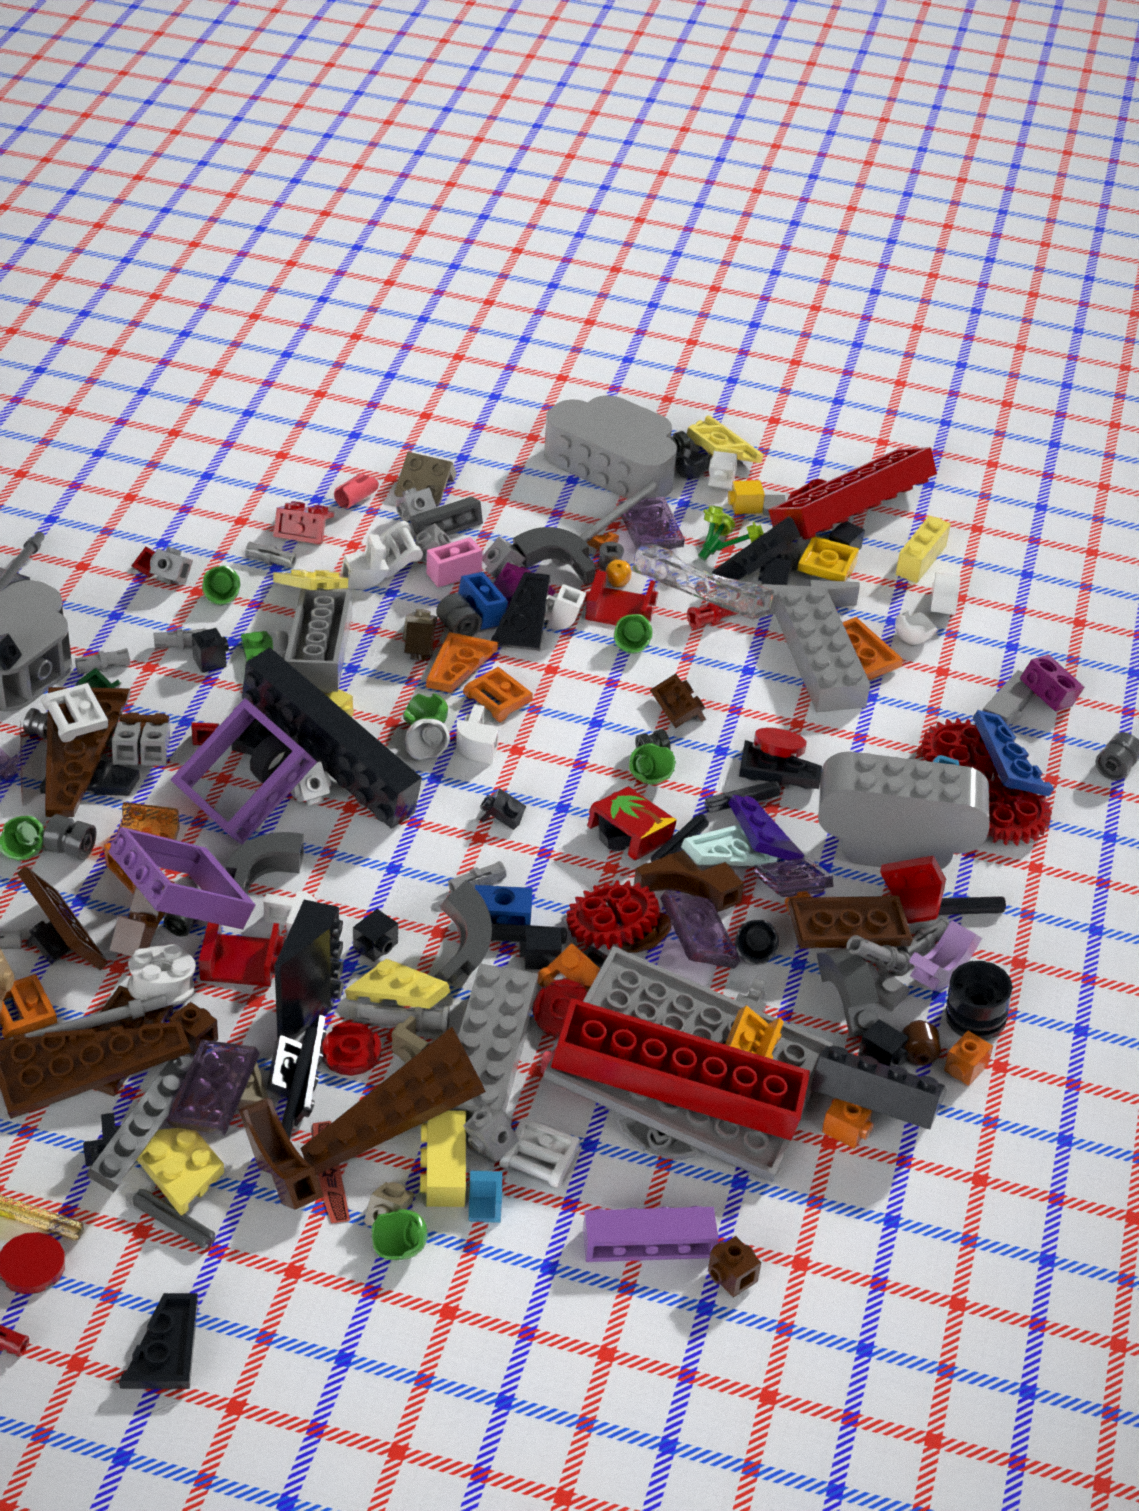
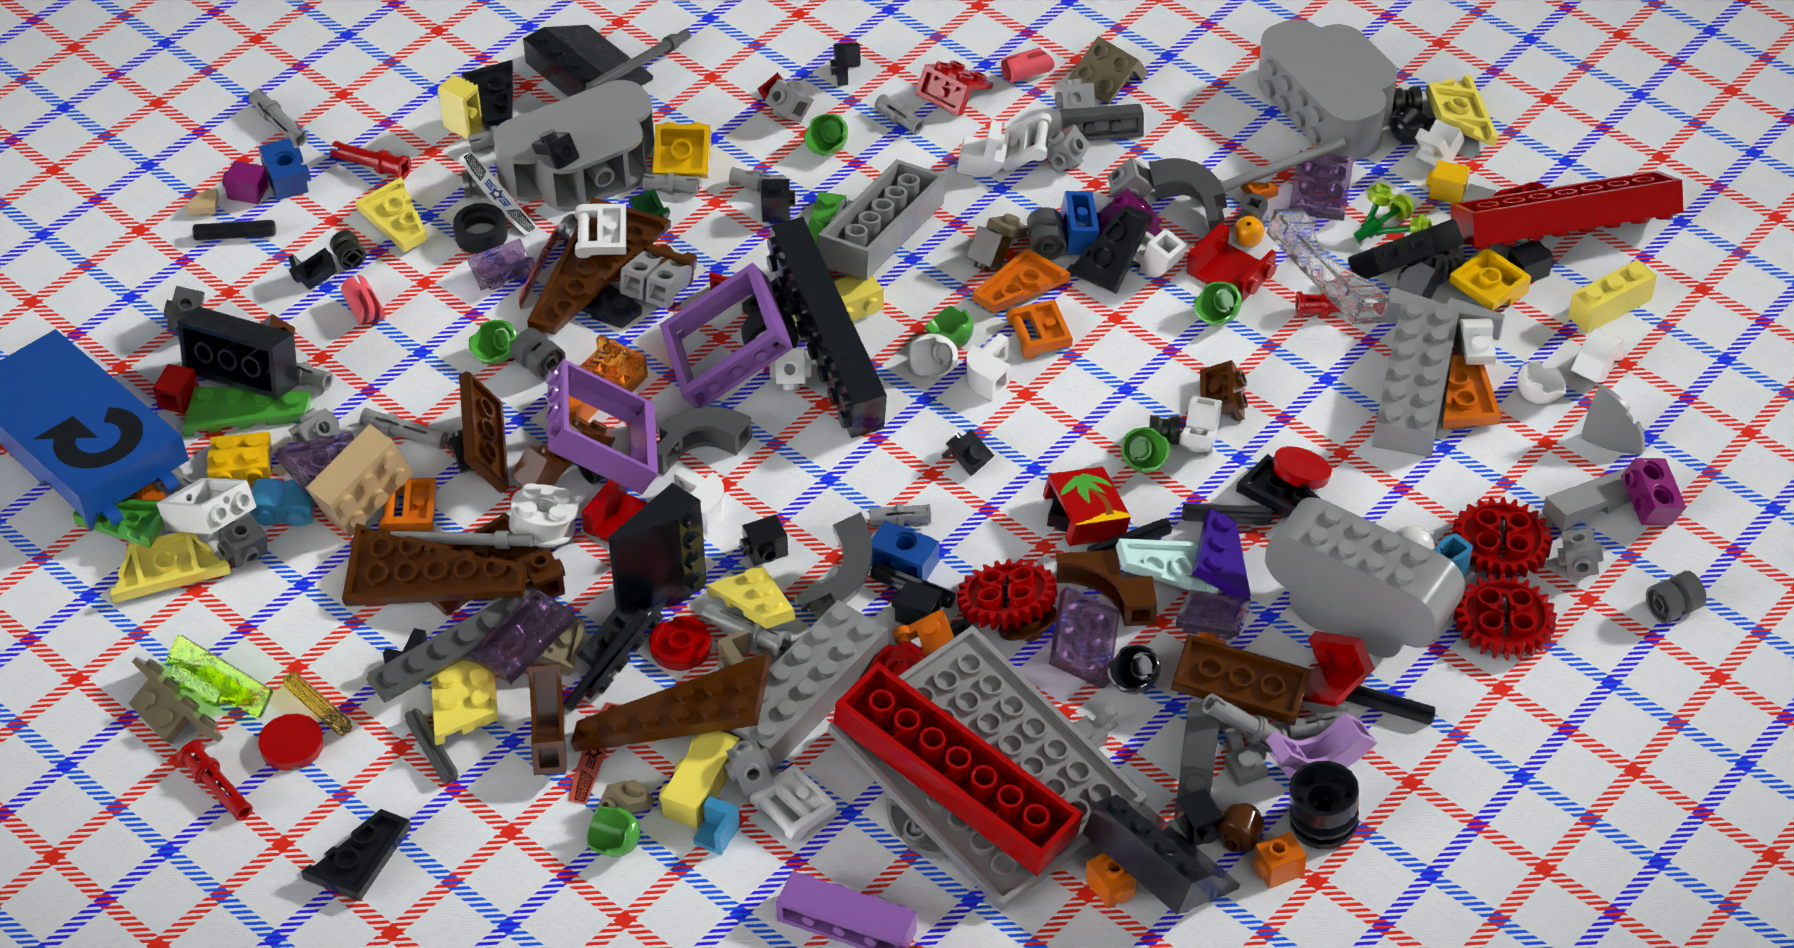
camera: 30 degrees right, 5 degrees up
(98, 629) = (682, 149): none -> yellow plate
(197, 524) = (844, 56): none -> black bracket
(311, 580) = (923, 156): light yellow wing -> none
(453, 560) = (1076, 171): bright pink brick -> none
(682, 731) = (1201, 424): none -> white brick
(754, 1033) = (1056, 761): light orange bracket -> none
(852, 607) = (1476, 341): none -> white brick
(989, 642) = (1612, 425): none -> light grey brick
(1008, 756) = (1537, 559): blue wing -> none
(1034, 741) = (1580, 553): none -> light grey brick

